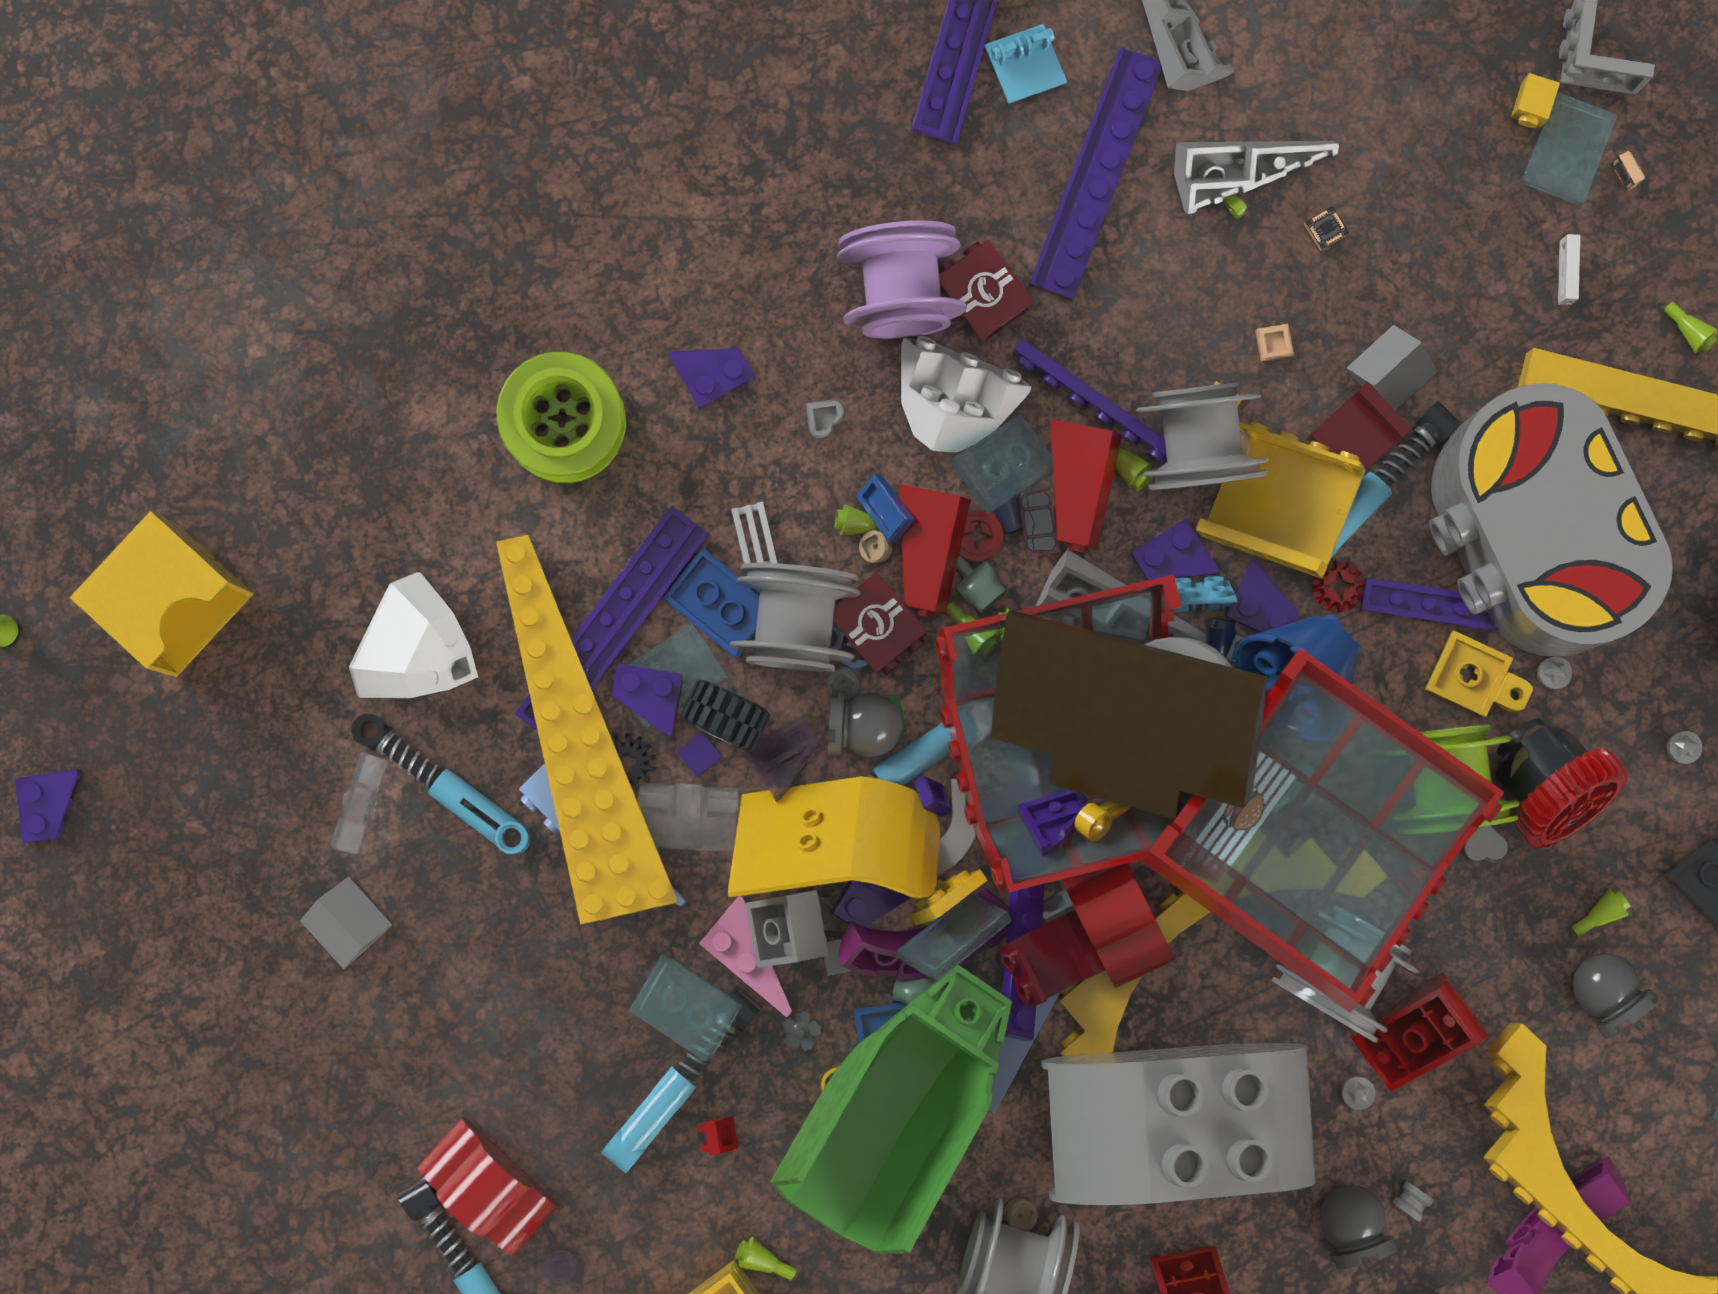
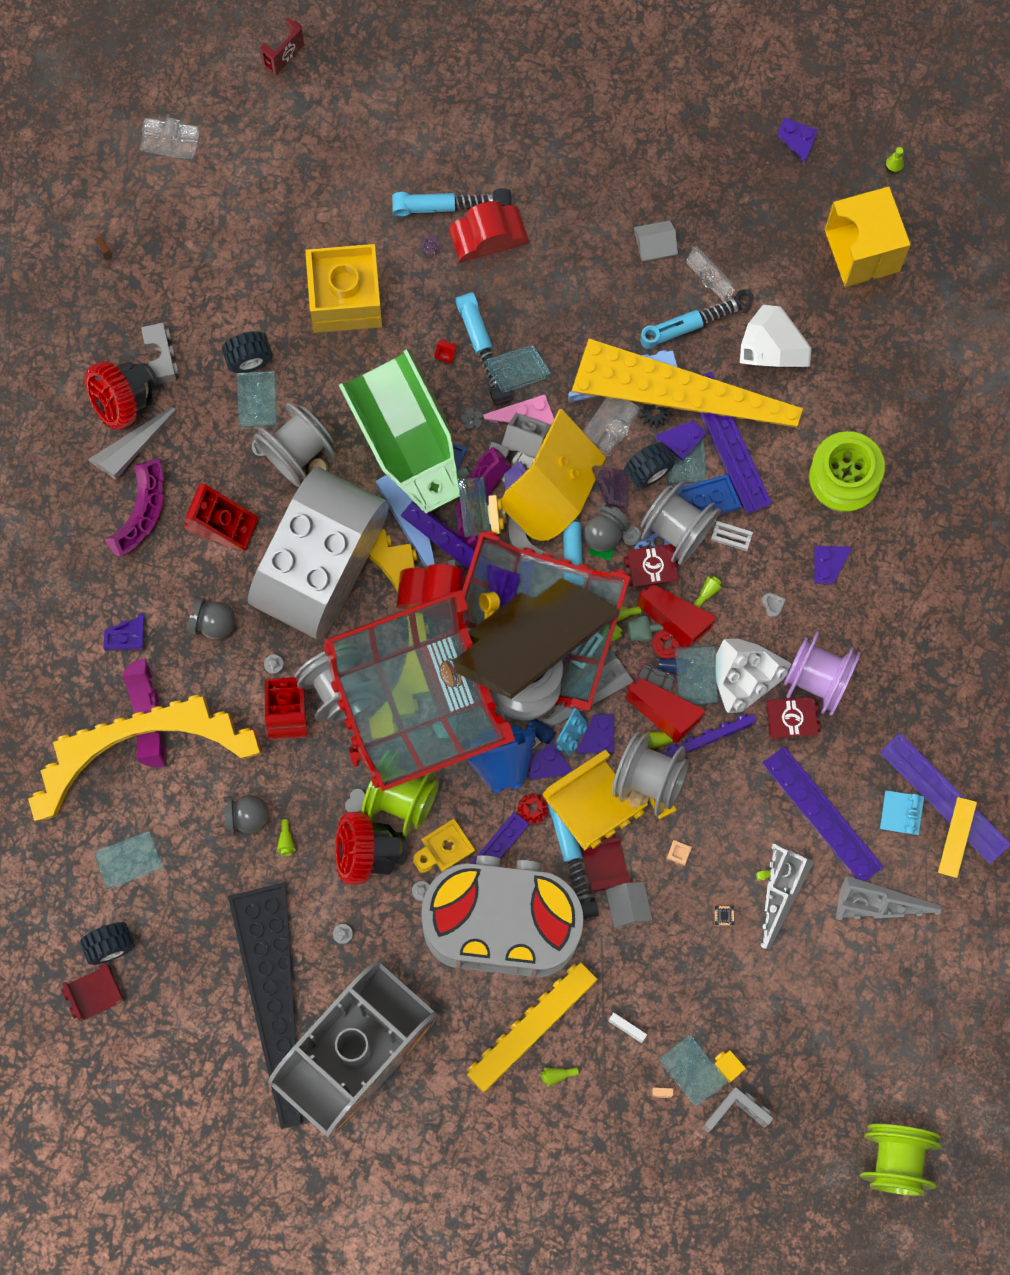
camera: 115 degrees right, 10 degrees down
(700, 754) = (636, 445): dark purple tile -> none
(756, 1257) = (376, 336): lime cone -> none
(875, 547) = (691, 590): tan tile -> none
(885, 508) = (708, 604): blue tile -> none
(933, 796) = (549, 543): dark purple tile -> none
(1050, 959) = (434, 542): dark red panel -> none
(1412, 1201) = (204, 657): light grey wheel -> none

